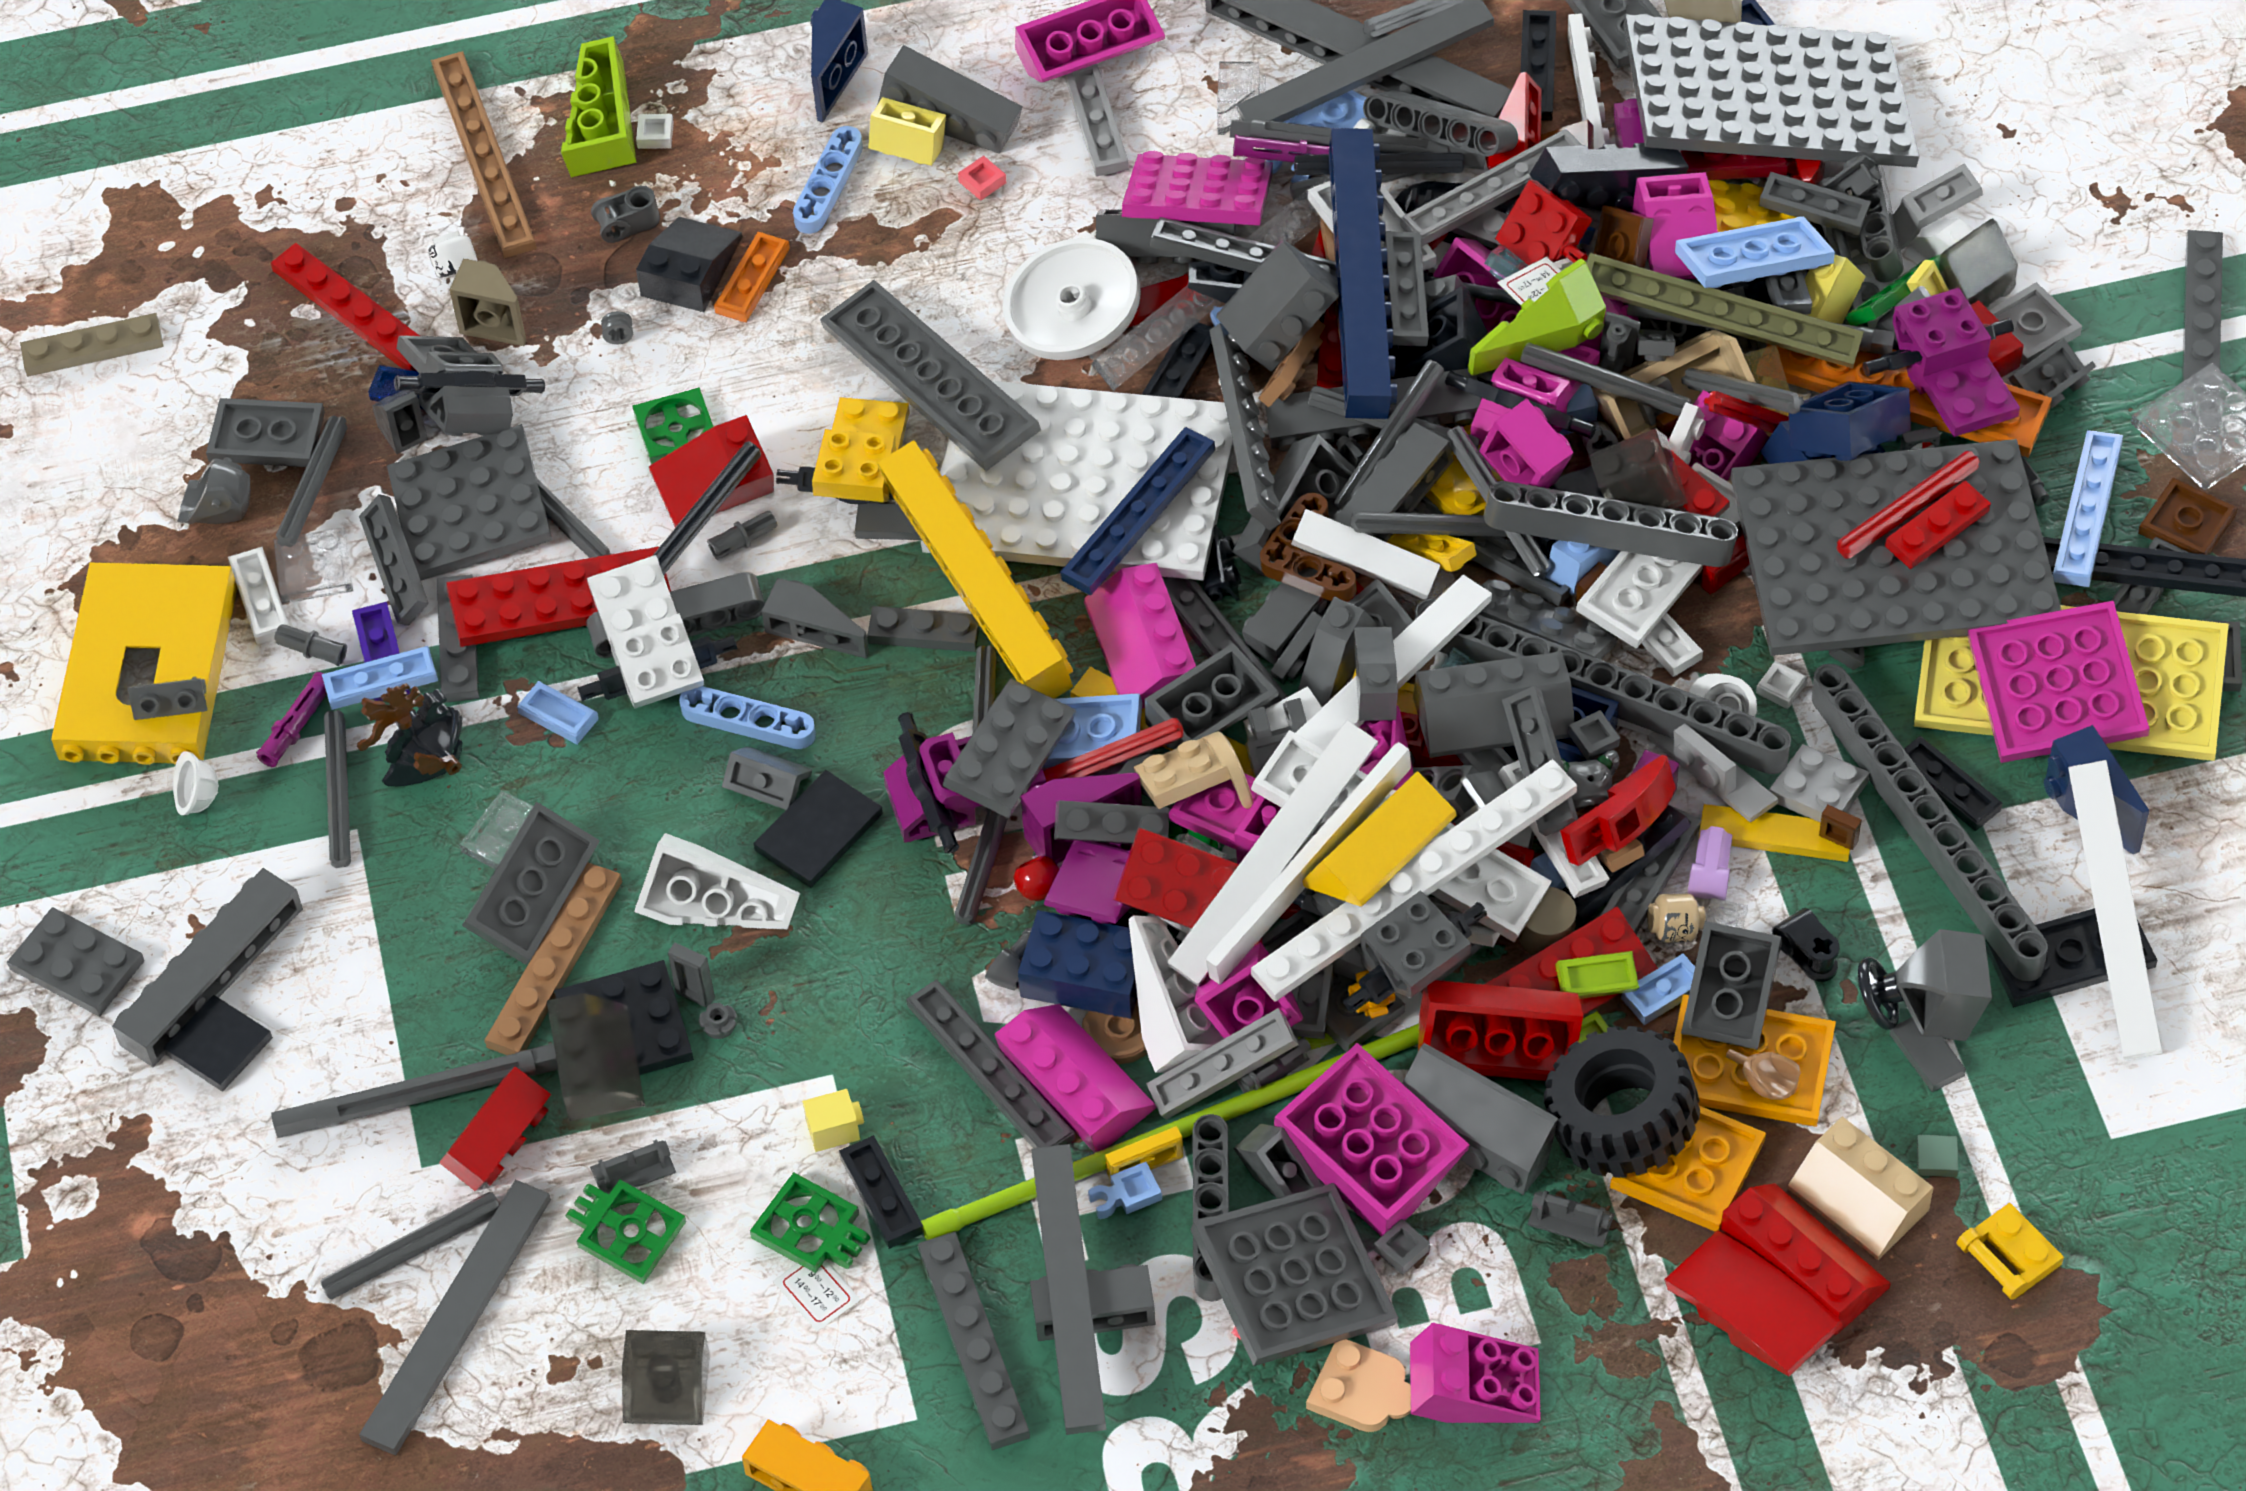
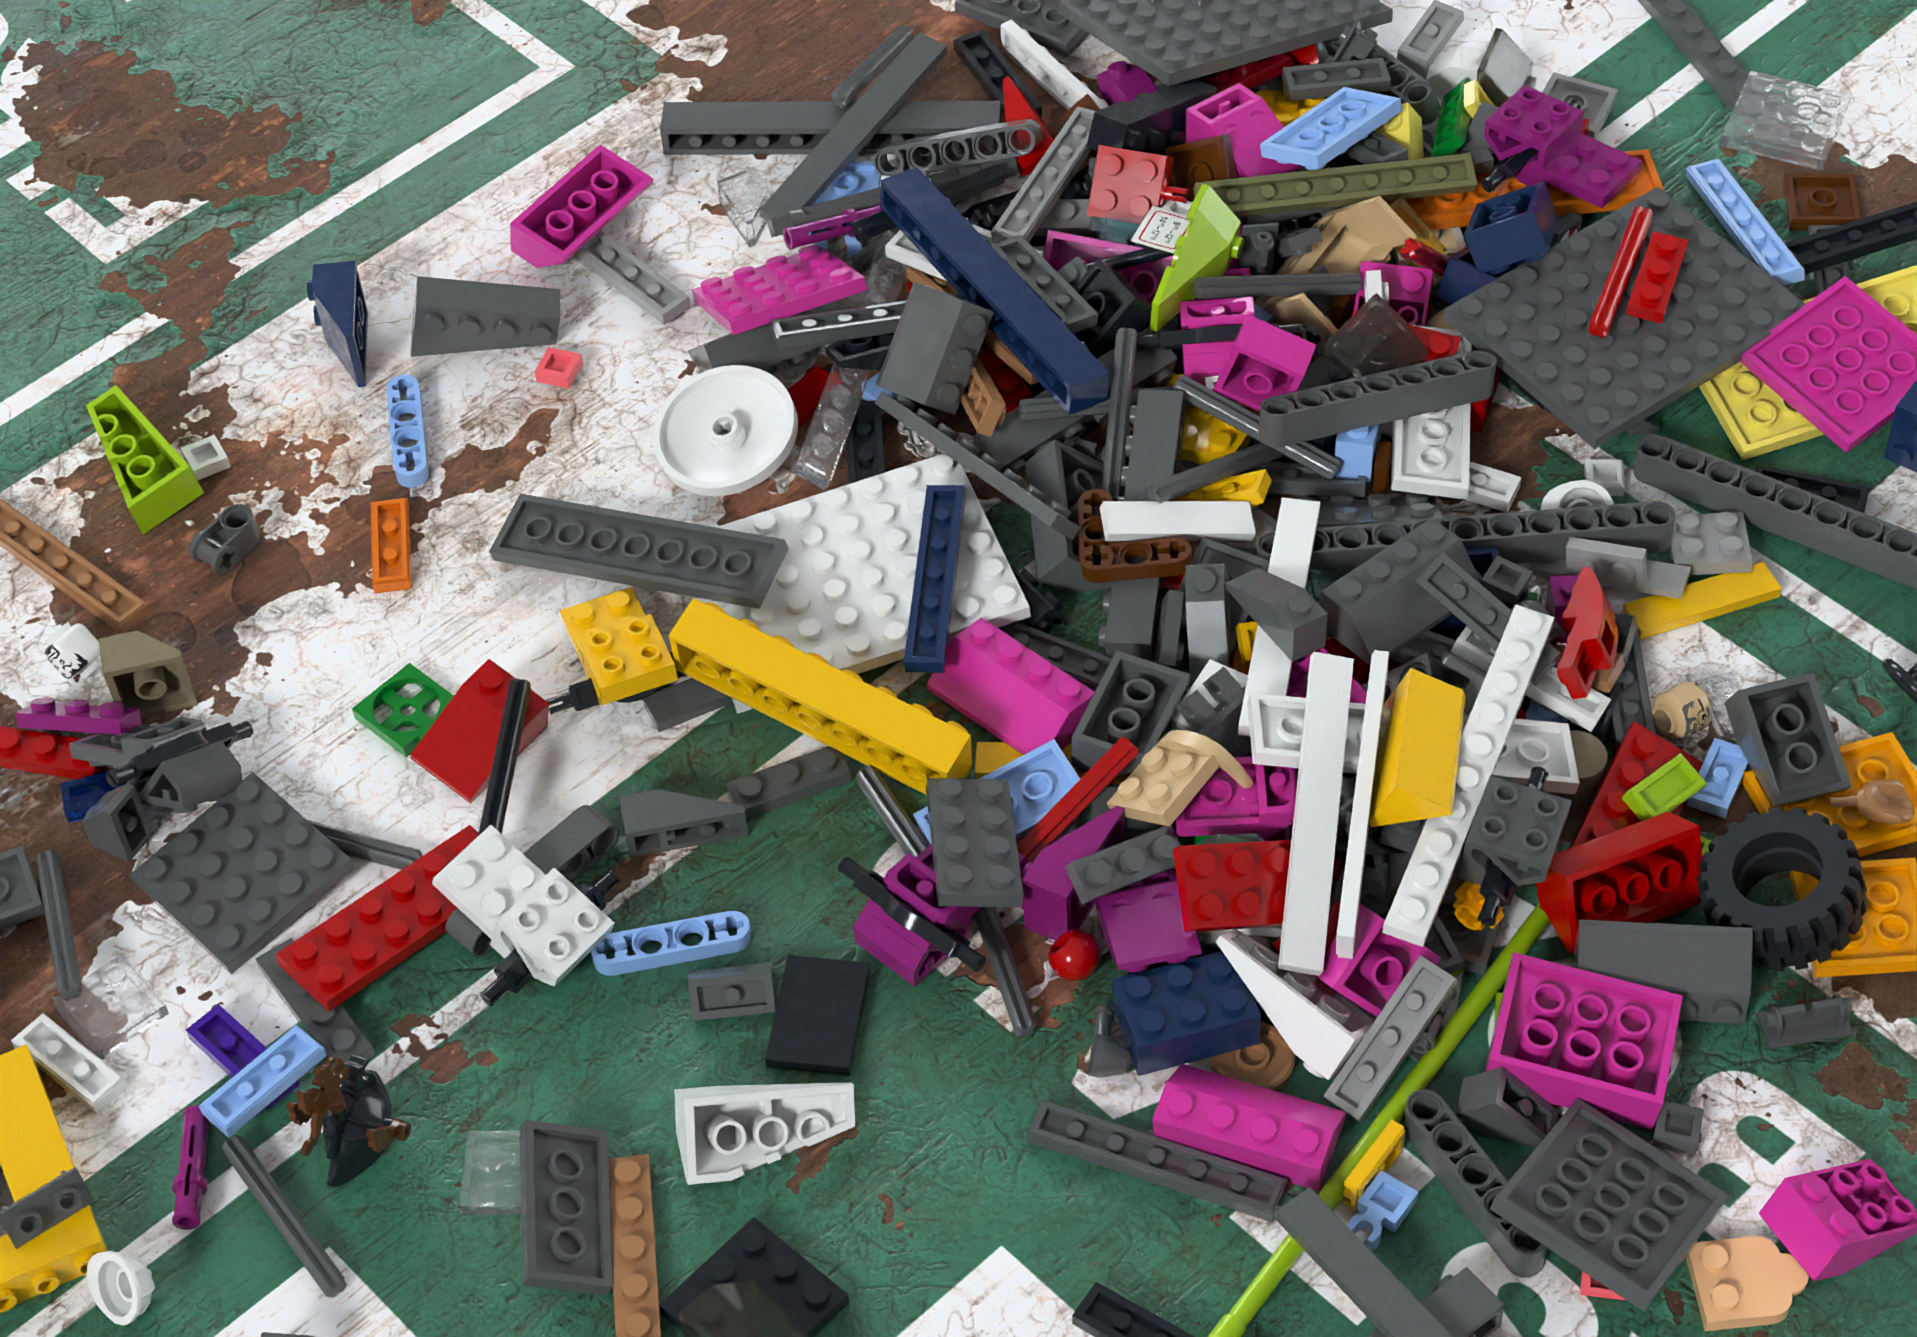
camera: 30 degrees left, 5 degrees down
(311, 644) = (159, 1084): dark grey axle -> none
(393, 560) = (198, 961): dark grey plate -> none
(424, 315) = (78, 716): none -> magenta plate
(557, 712) = (470, 1030): light blue tile -> none
(617, 327) = (287, 645): dark grey bush -> none
(686, 263) = (319, 560): black slope -> none
(691, 975) = (801, 1214): dark grey tile -> none
(721, 1028) = (850, 1259): dark grey plate -> none
(741, 534) = (546, 777): dark grey axle -> none
(832, 1119) = (1041, 1288): light yellow brick -> none
(907, 131) = (461, 355): light yellow brick -> none
(1711, 872) = (1675, 655): lavender piece -> none
(1745, 390) = (1390, 245): dark grey axle -> none
(1809, 945) = (1799, 661): black piece -> none
(1840, 827) = (1763, 565): reddish brown tile -> none
(2053, 373) = (1626, 130): dark grey bracket -> none

